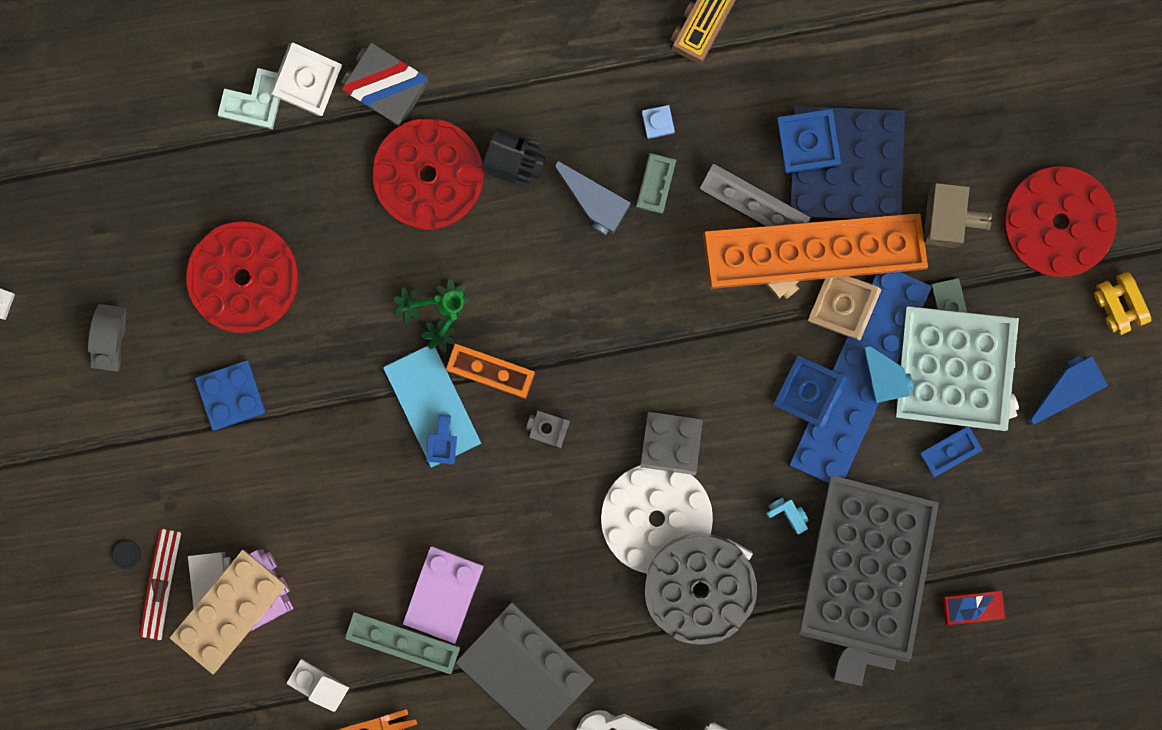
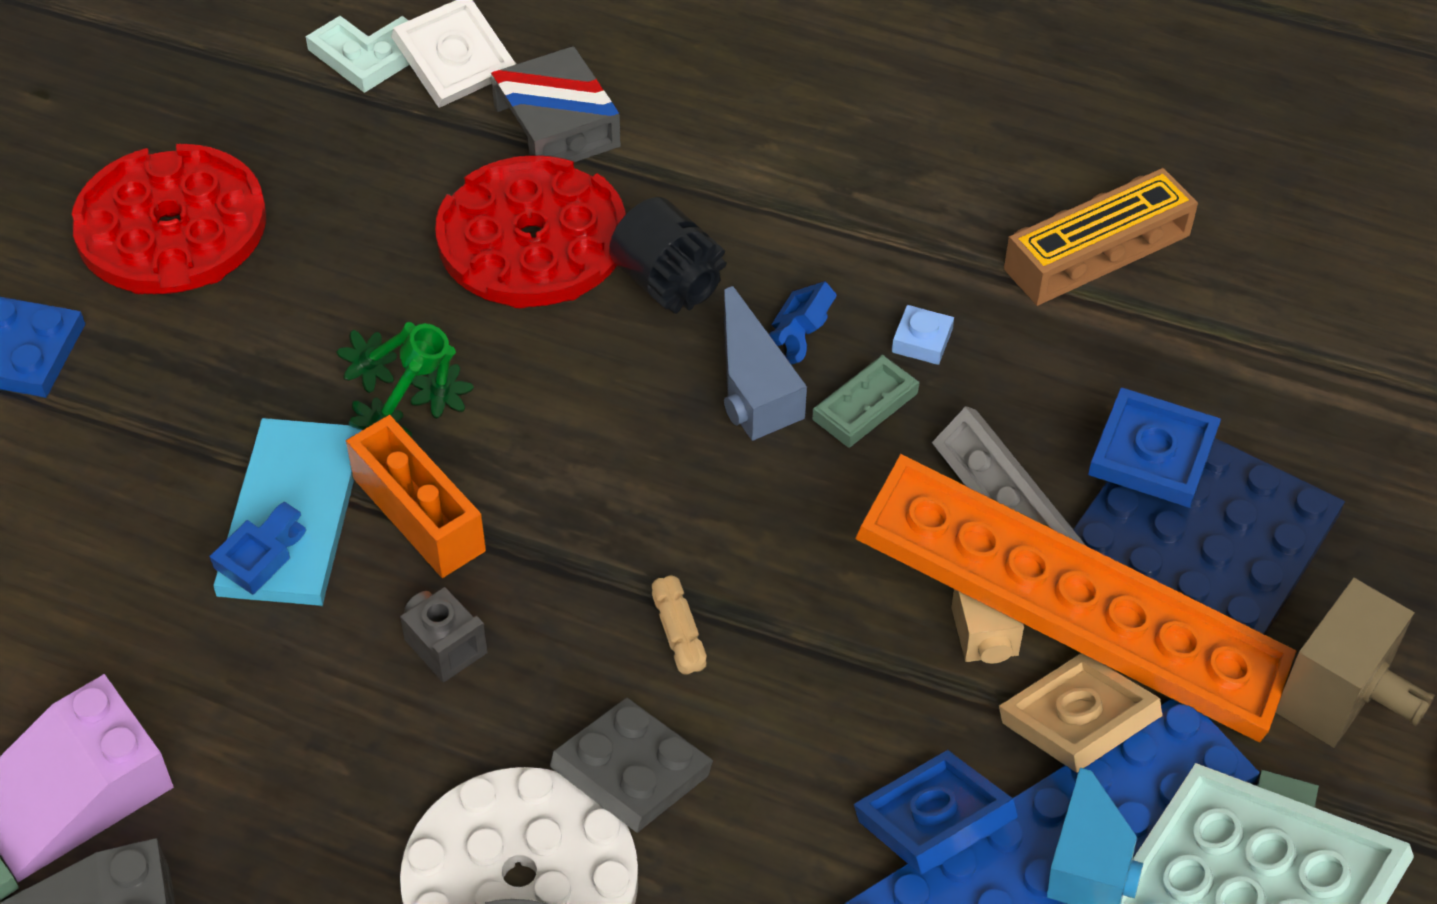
camera: 30 degrees right, 35 degrees down
(594, 150) = (801, 315): none -> blue plate
(645, 359) = (679, 625): none -> tan axle

